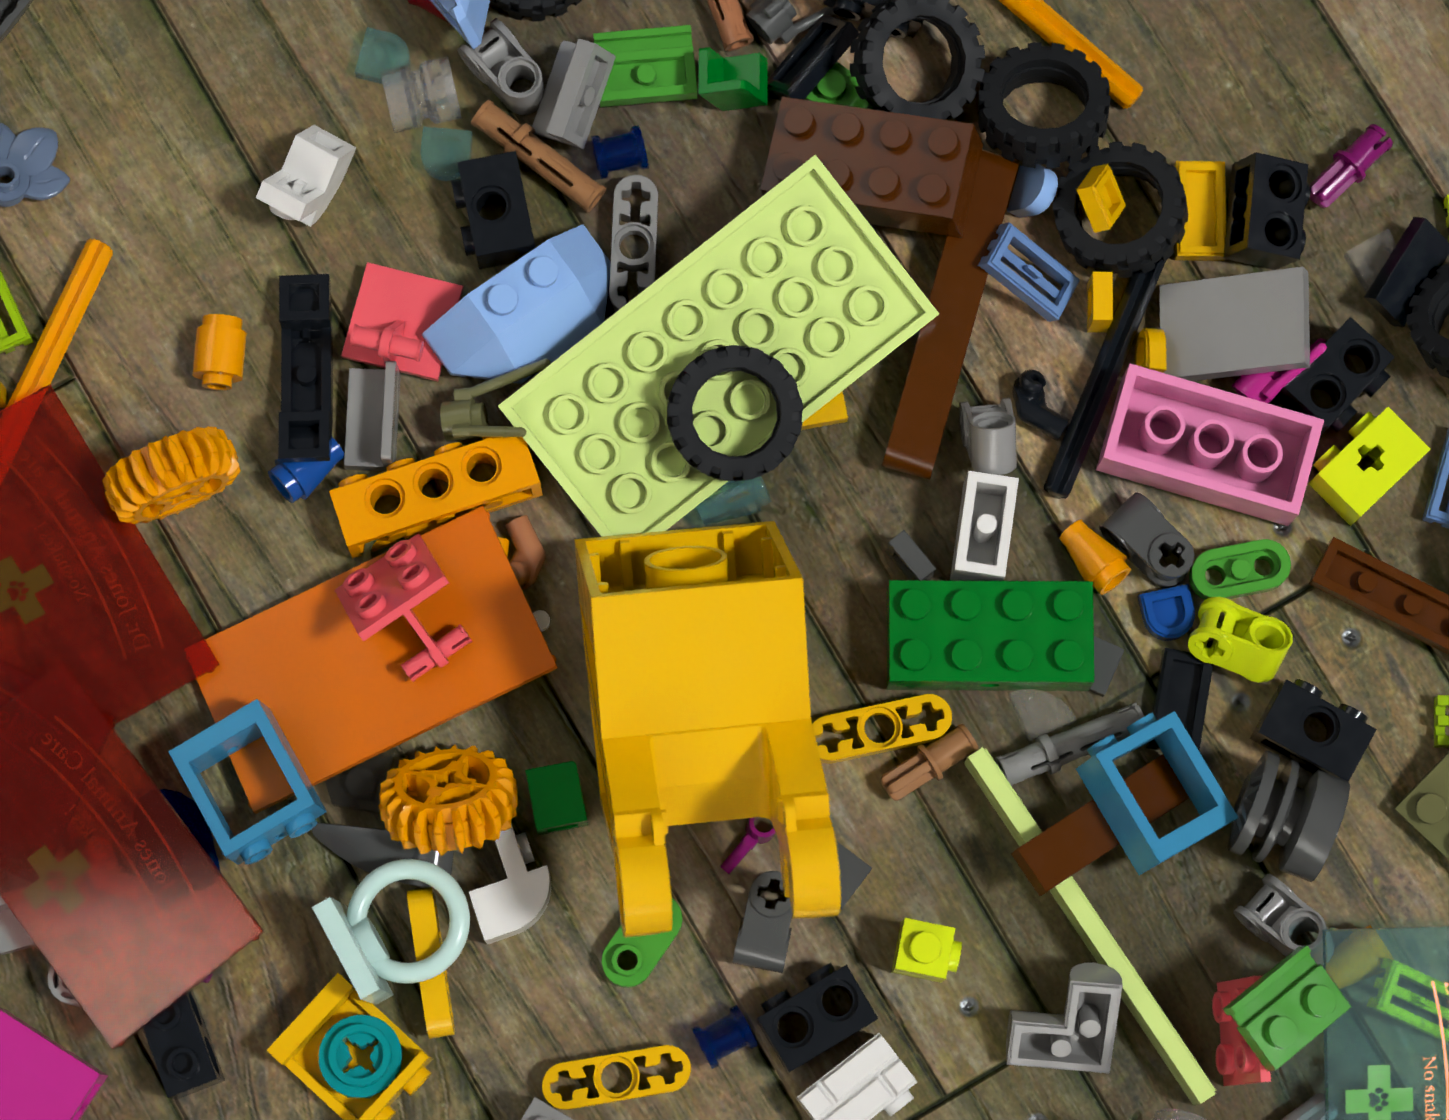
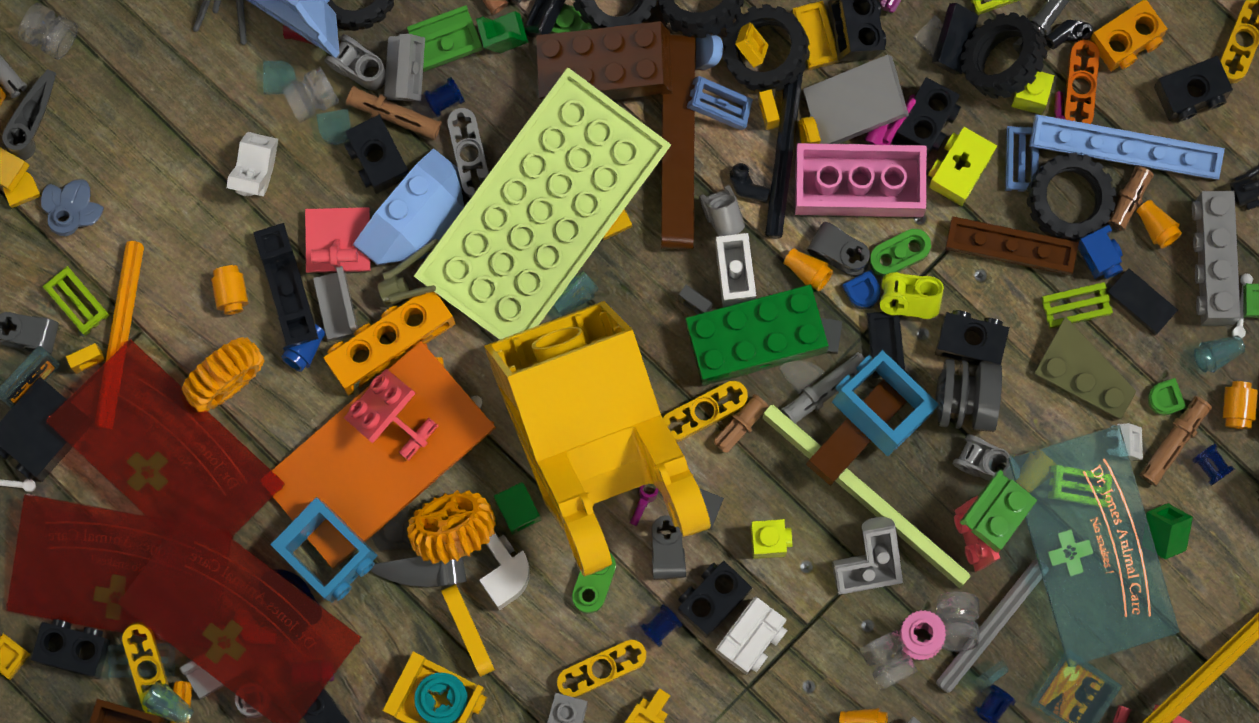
camera: 10 degrees left, 0 degrees up
(360, 944) = (423, 631): light aqua tile -> none
(529, 551) = (457, 361): nougat arm -> none
(788, 410) = (587, 217): black tyre -> none

